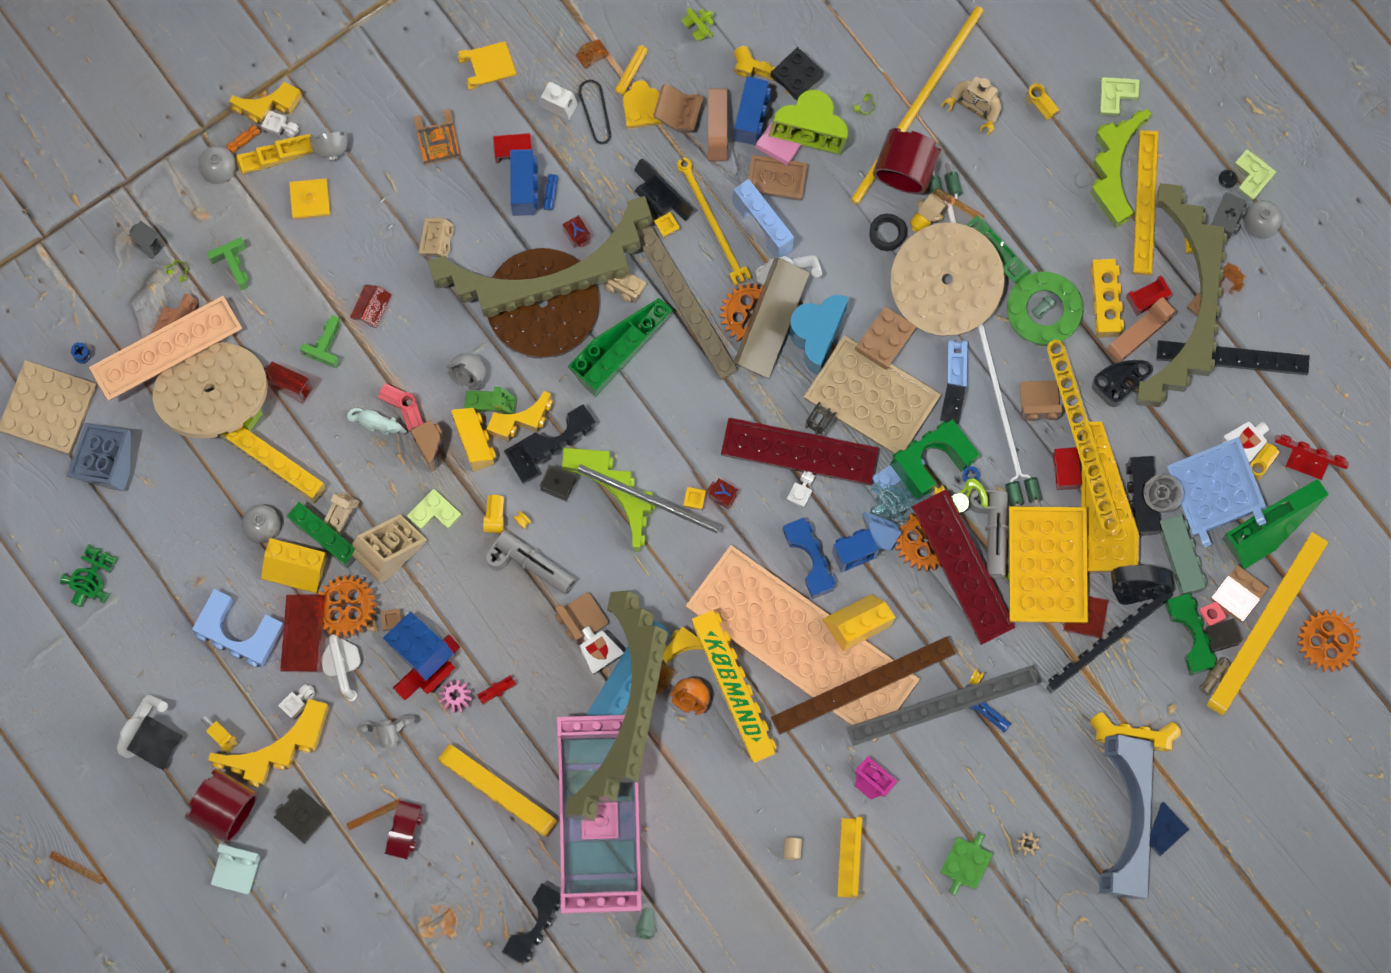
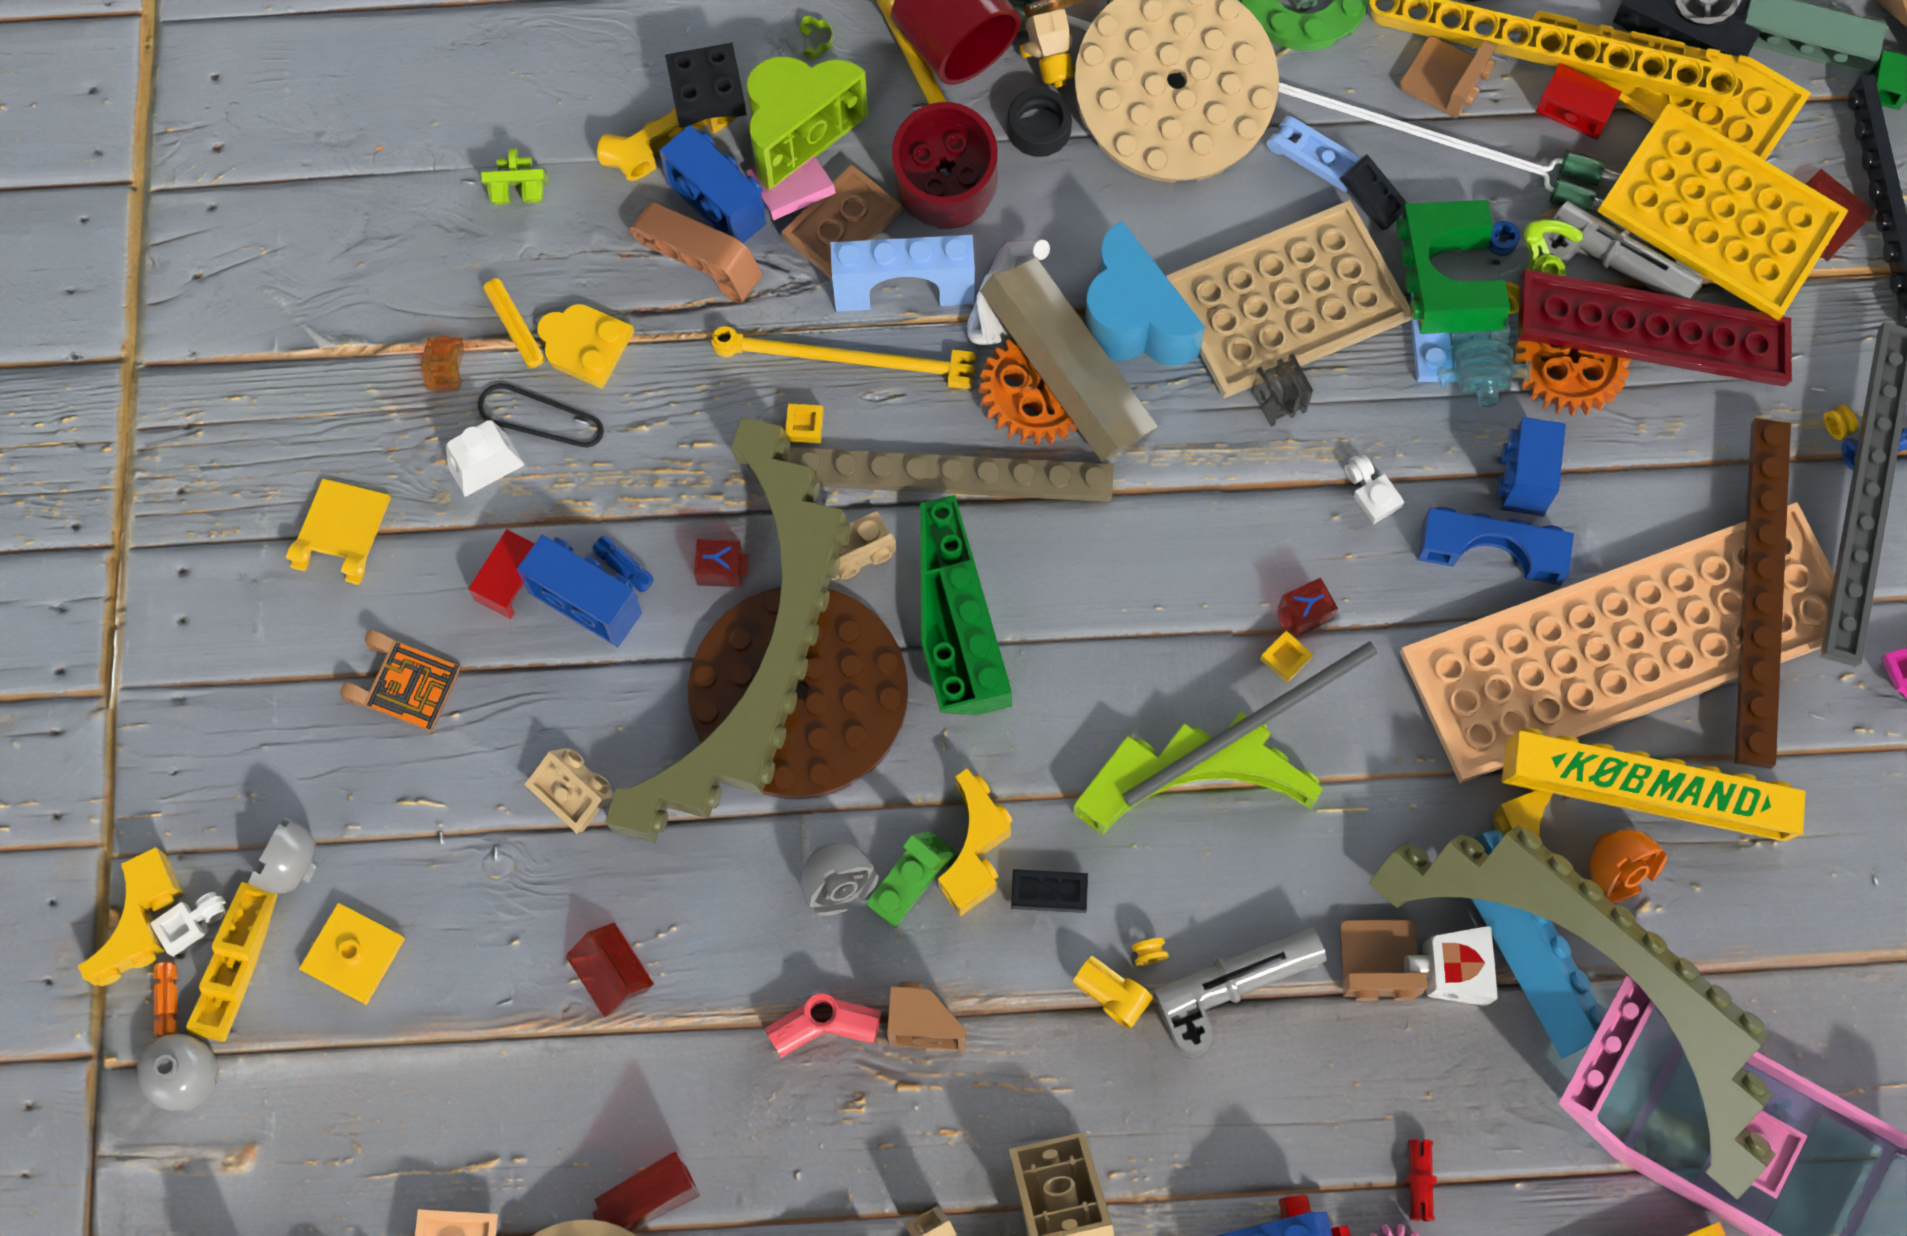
camera: 55 degrees left, 5 degrees down
(229, 252) = (367, 1153): bright green bracket -> none
(323, 344) = (621, 1091): bright green bracket -> none
(374, 421) = (814, 1090): light aqua animal -> none
(434, 506) = (1030, 1082): yellowish green plate -> none
(473, 438) = (959, 942): yellow slope -> none
(537, 447) = (1046, 844): black arch -> none
(557, 483) = (1124, 853): clear smoke piece -> none
(659, 193) = (747, 396): black bracket -> none
(677, 109) = (635, 290): medium nougat bracket -> none
(799, 451) = (1307, 455): dark red plate -> none
(824, 190) = (952, 139): none -> dark red brick
(859, 621) = (1651, 530): yellow slope -> none
(882, 530) = (1523, 400): medium blue slope -> none
(885, 338) = (1208, 222): medium nougat plate -> none
(1140, 583) = (1832, 103): black beam -> none

